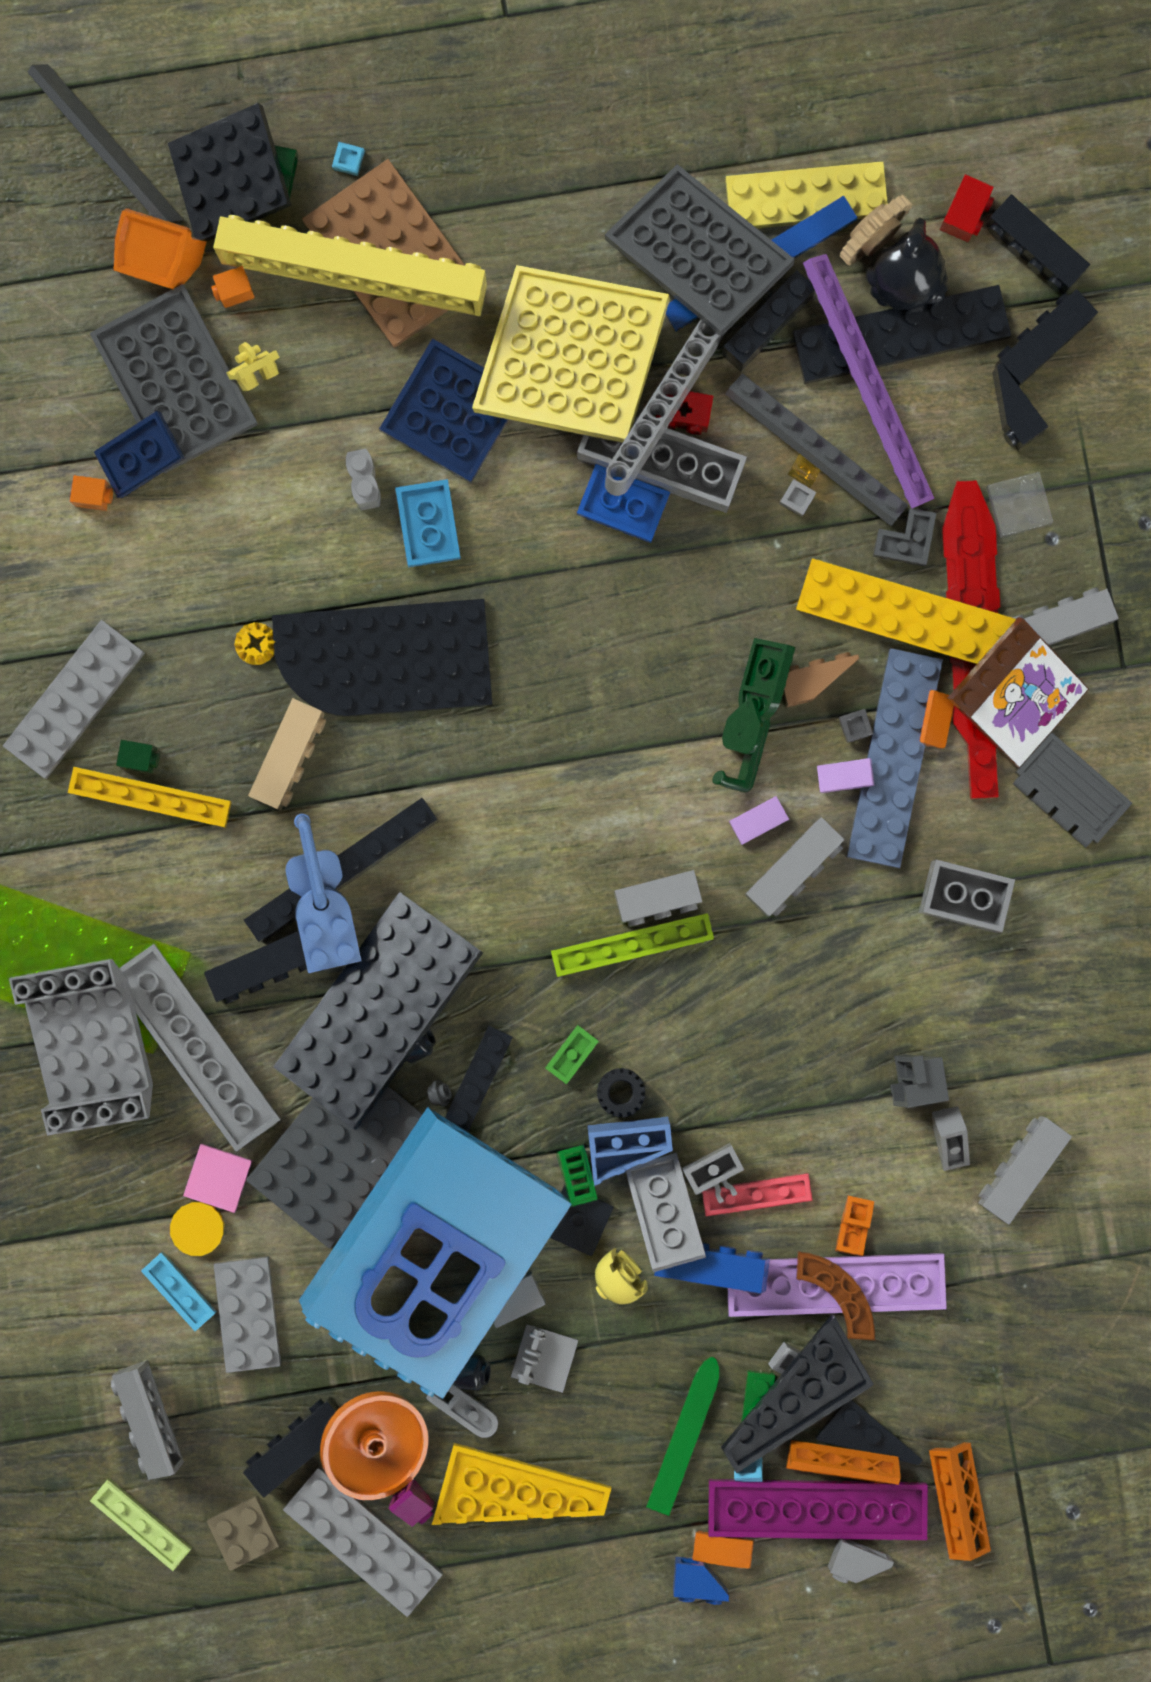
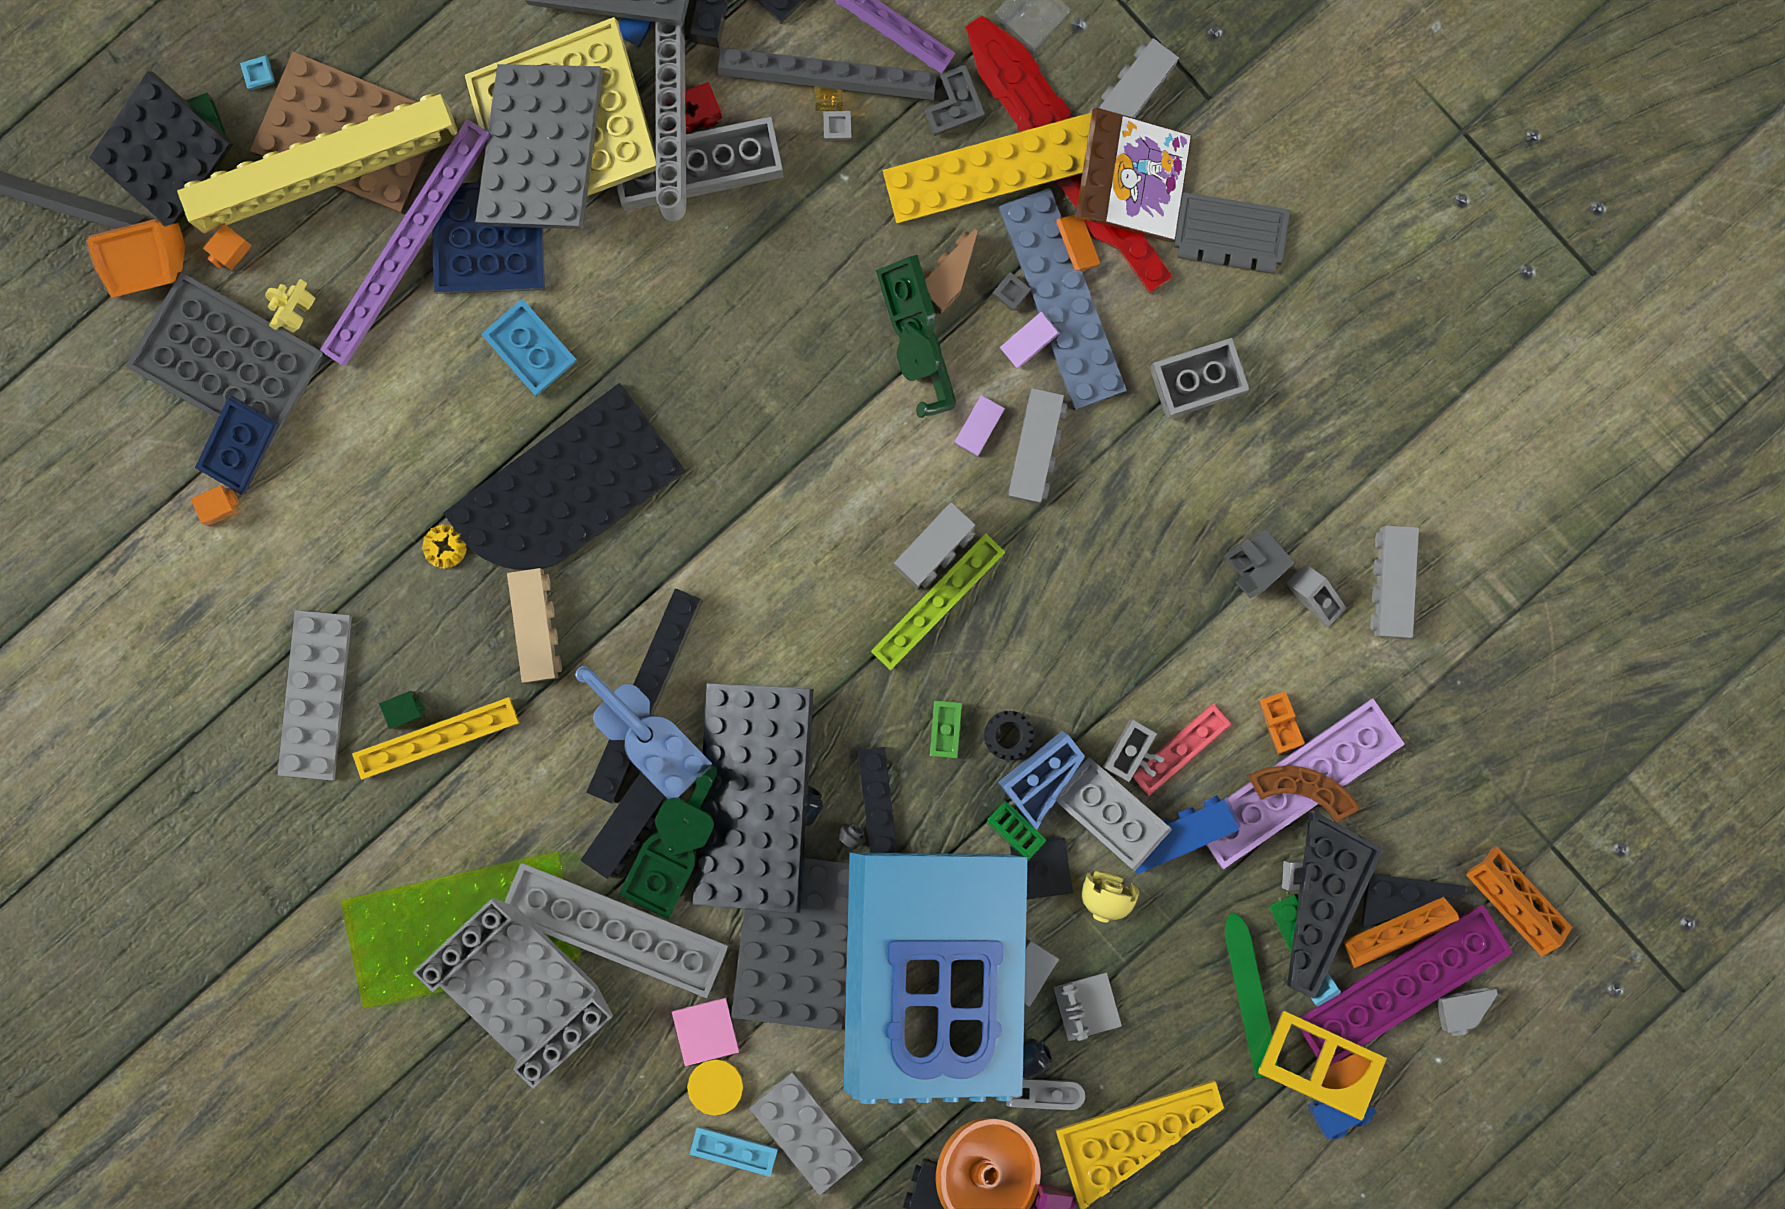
camera: 40 degrees left, 0 degrees up
(280, 1013) = (670, 853): none -> dark green plate
(363, 485) = (444, 340): light grey brick -> none
(381, 374) = (405, 242): none -> medium lavender plate
(540, 363) = (540, 146): none -> plate
(631, 513) = (701, 228): blue plate -> none
(713, 1576) = (1349, 1100): none -> yellow window

